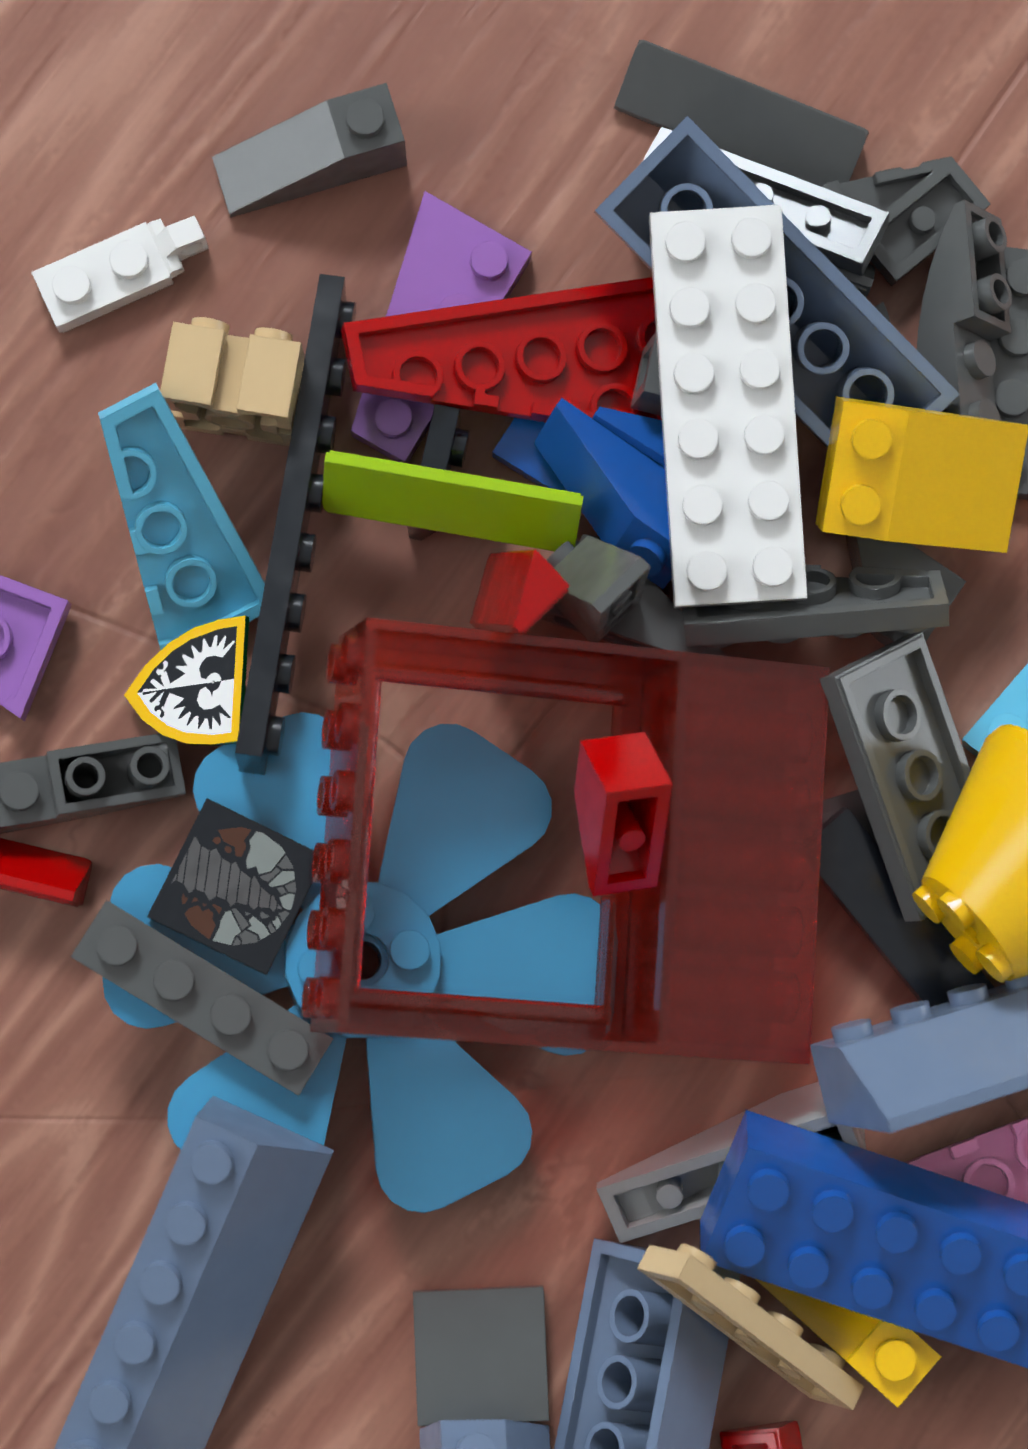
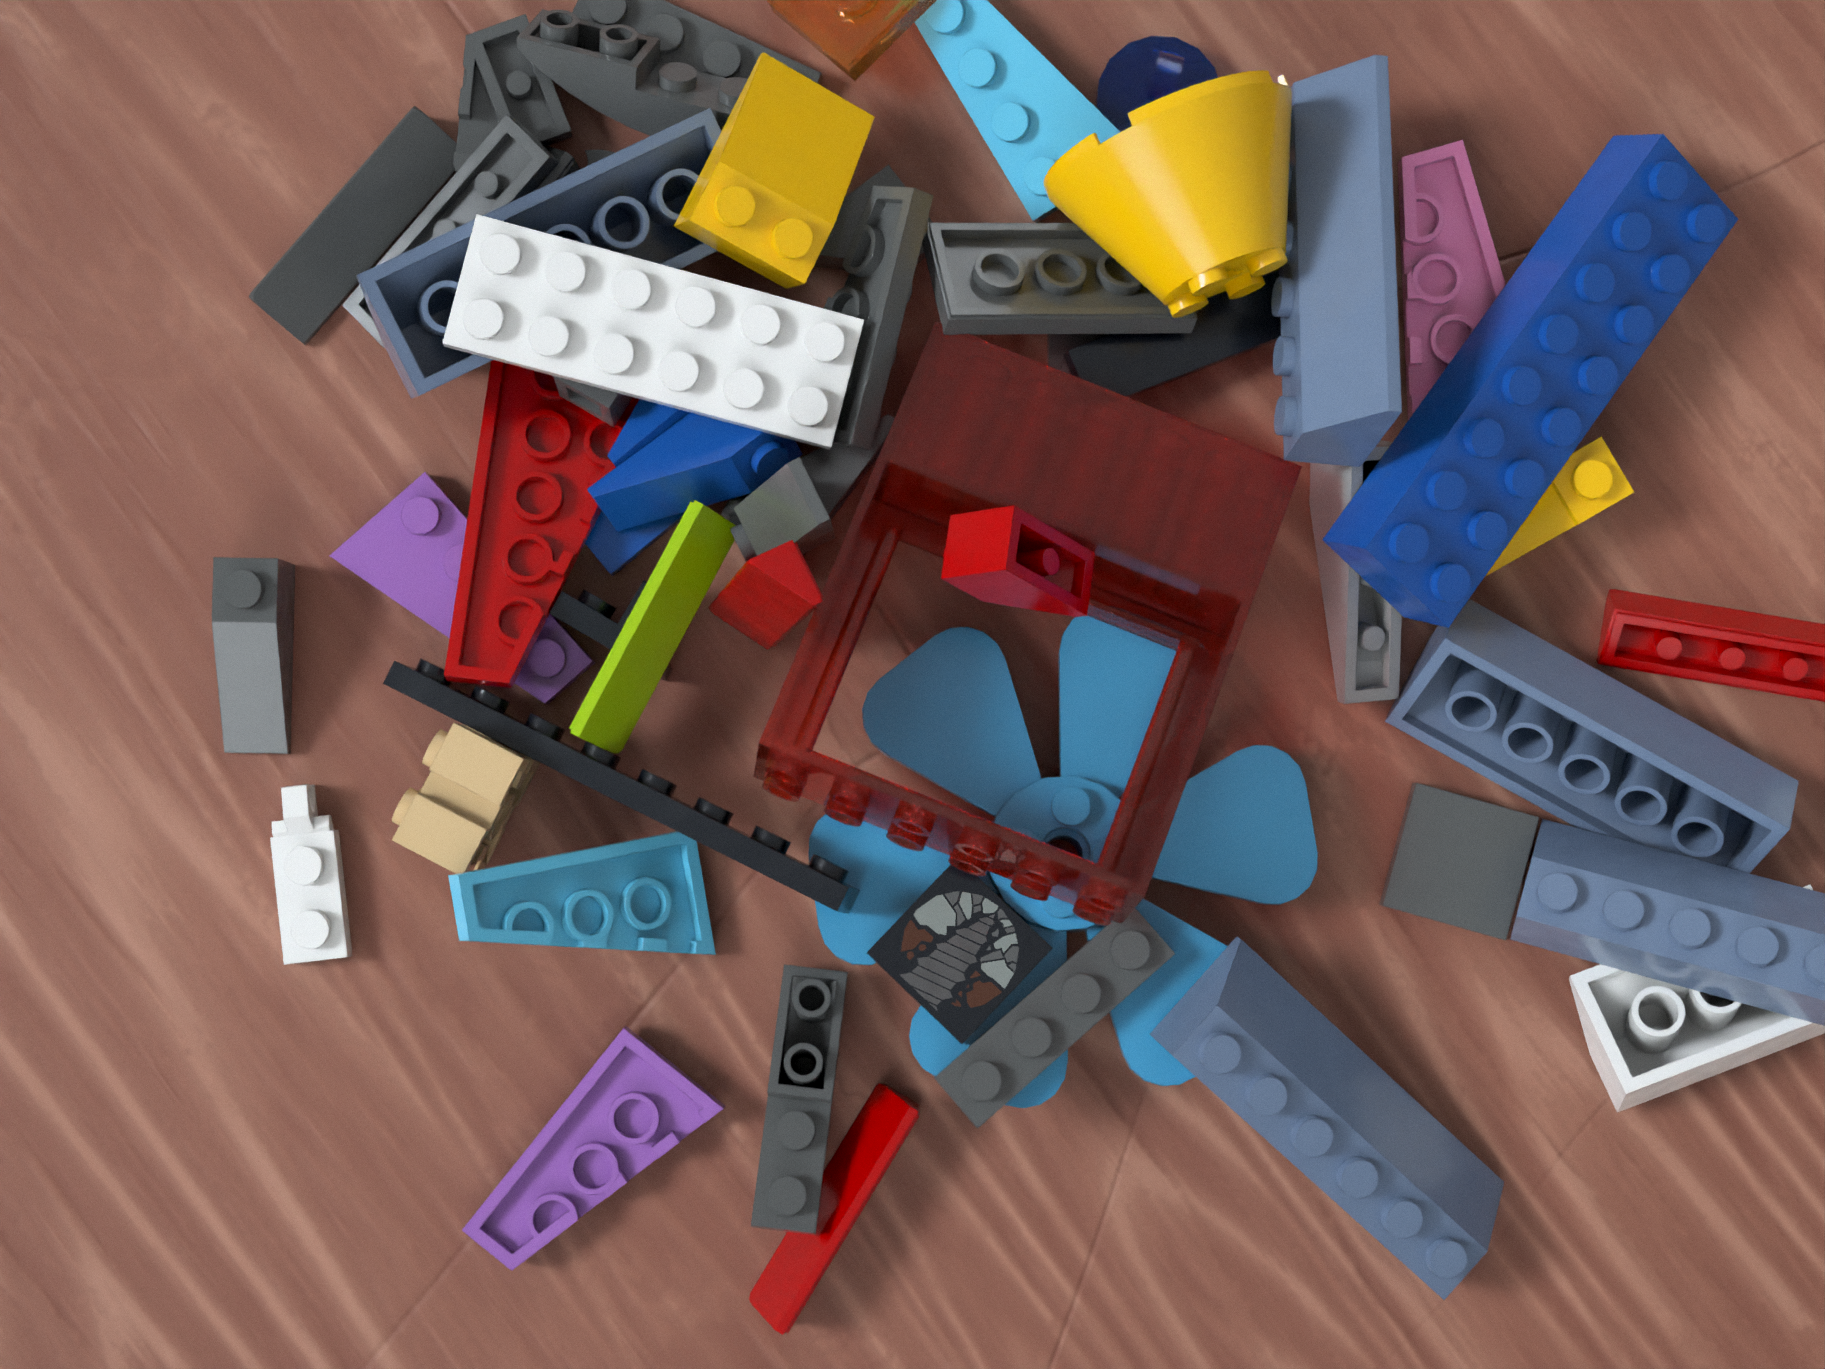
camera: 70 degrees left, 5 degrees up
(196, 684) = (749, 928): shield -> none
(764, 1334) = (1504, 611): tan plate -> none

